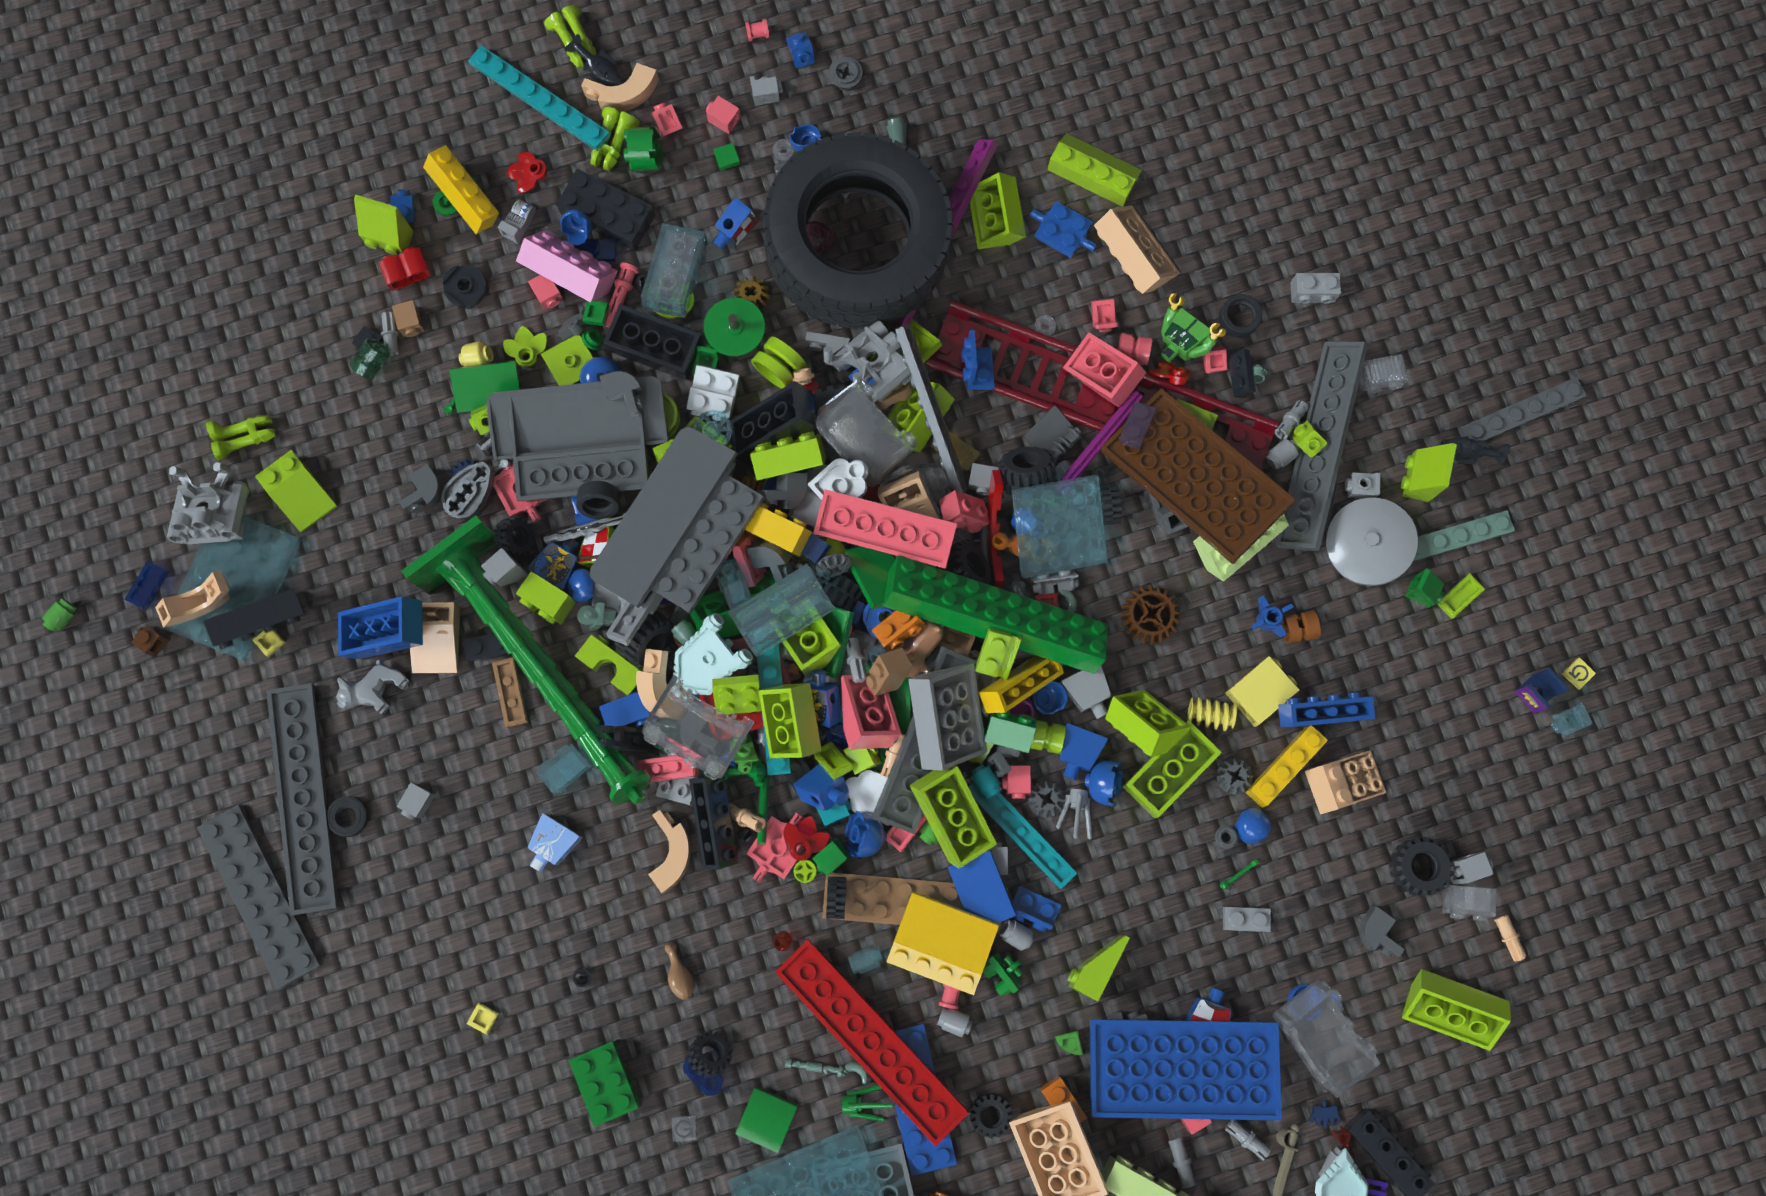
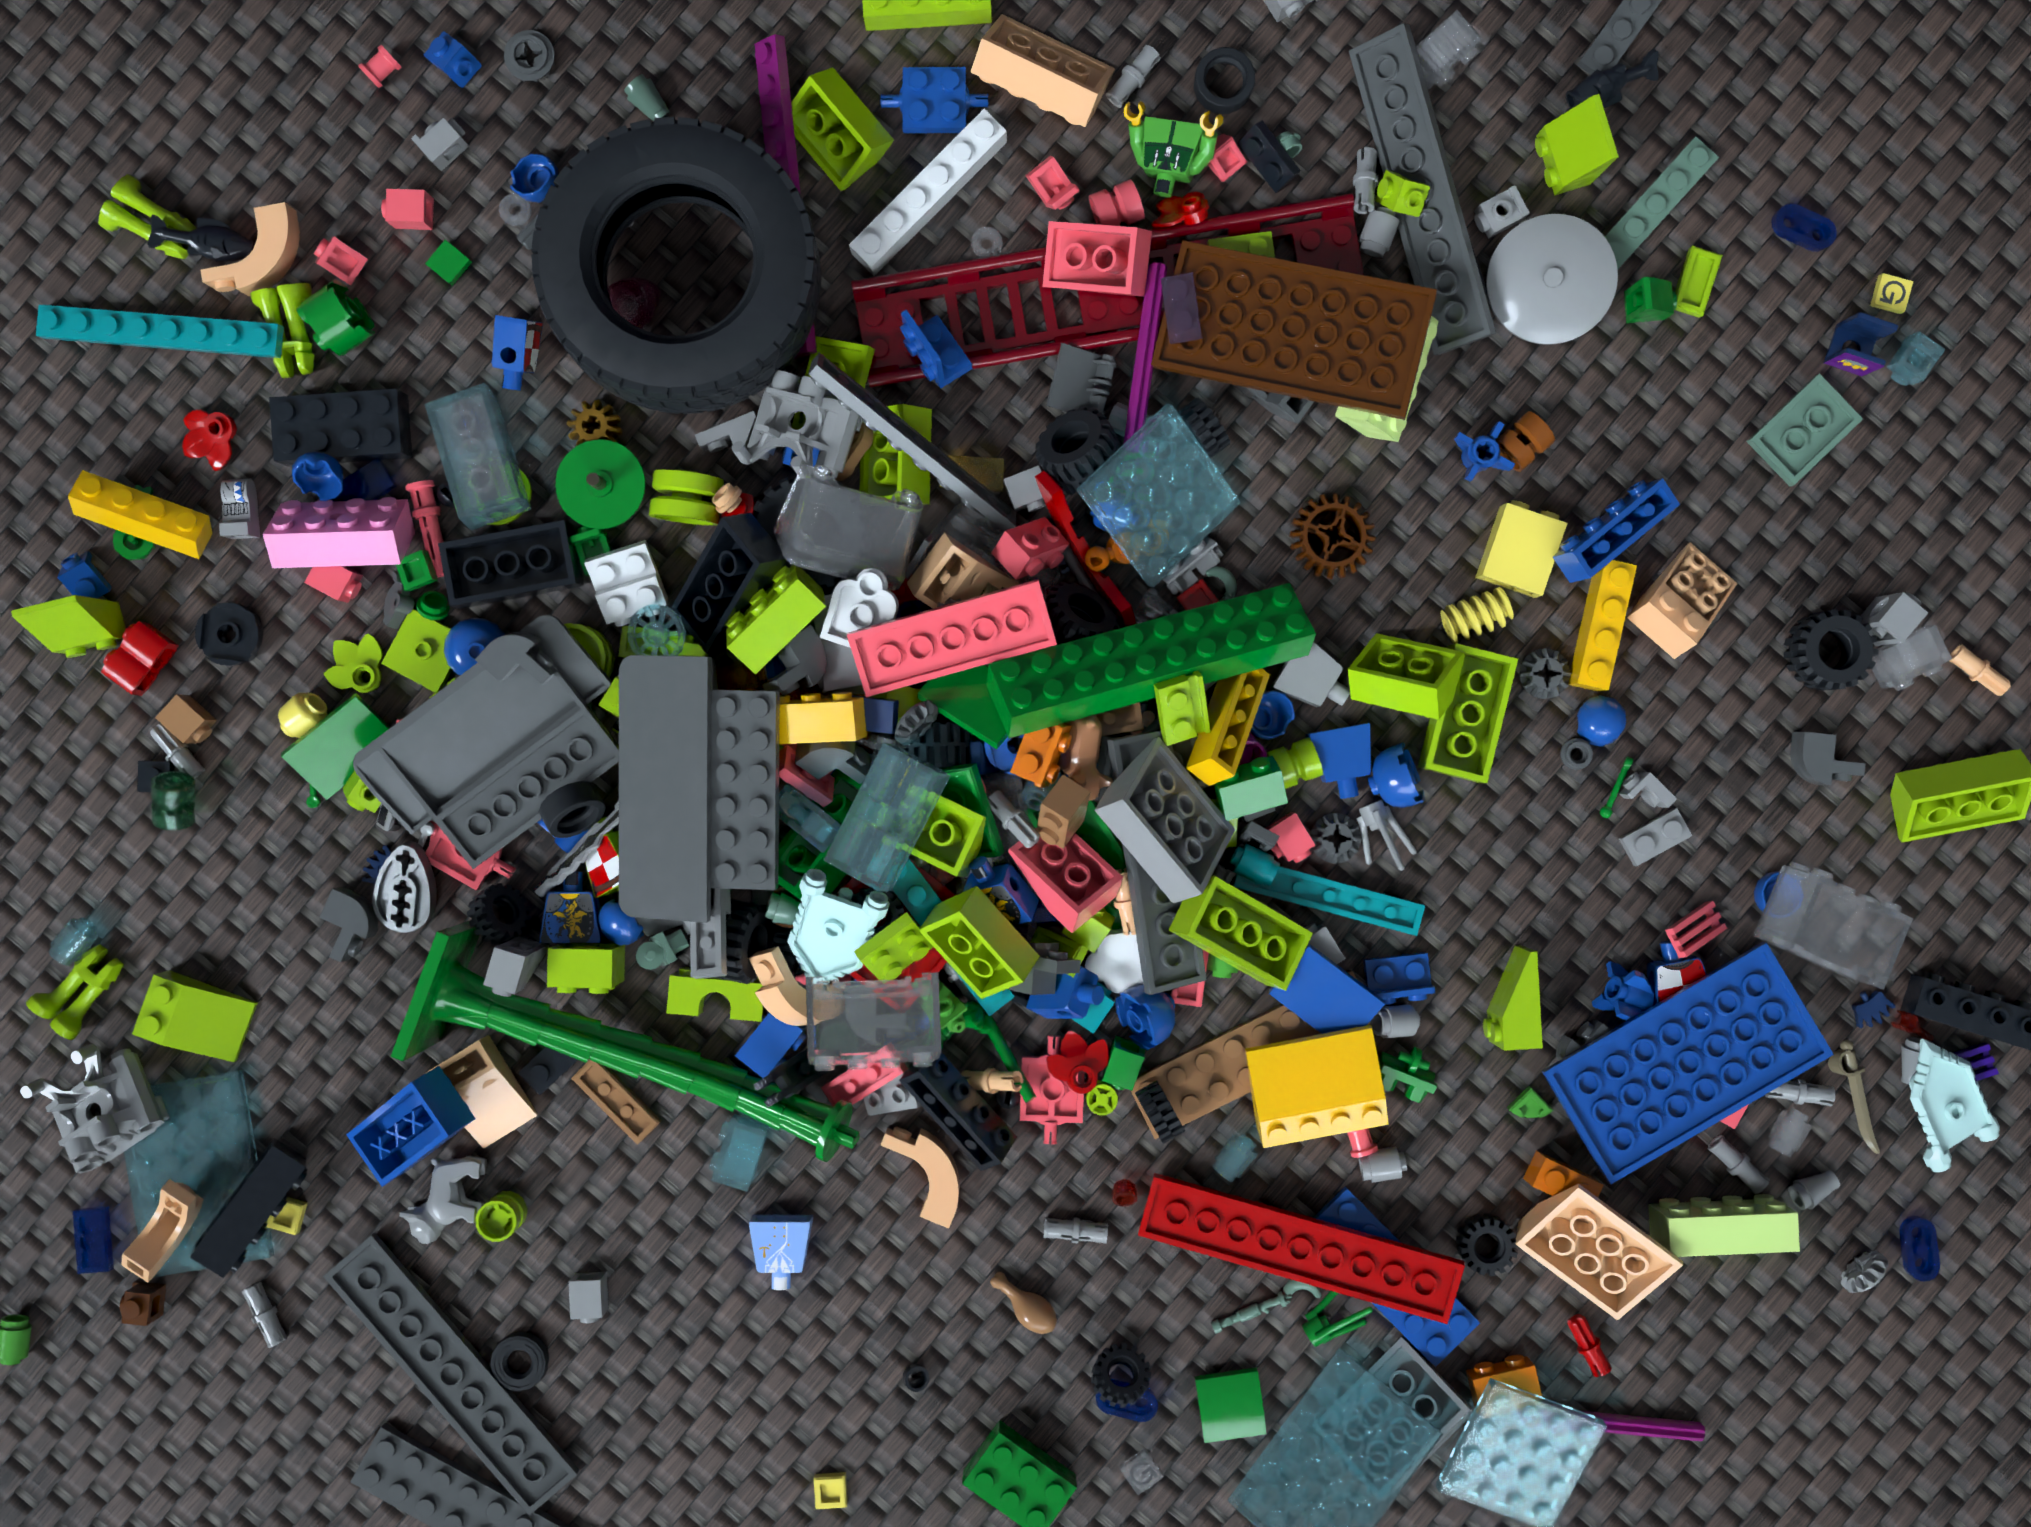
camera: 30 degrees left, 10 degrees up
(215, 692) = (264, 1314): none -> light grey pin
(256, 404) = (73, 941): none -> clear light blue brick
(396, 718) = (501, 1216): none -> lime wheel
(738, 945) = (1075, 1230): none -> light grey pin
(816, 764) = (1043, 974): none -> dark grey brick
(1028, 277) = (928, 192): none -> white brick
(1171, 1004) = (1625, 992): none -> blue brick
(1188, 282) = (1133, 76): none -> light grey pin
(1227, 1161) = (1789, 1132): none -> clear brick
(1253, 992) = (1712, 919): none -> coral tile
(1260, 888) = (1653, 790): none -> light grey bracket
(1479, 723) = (1804, 430): none -> sand green plate
(1545, 600) = (1802, 225): none -> clear blue plate

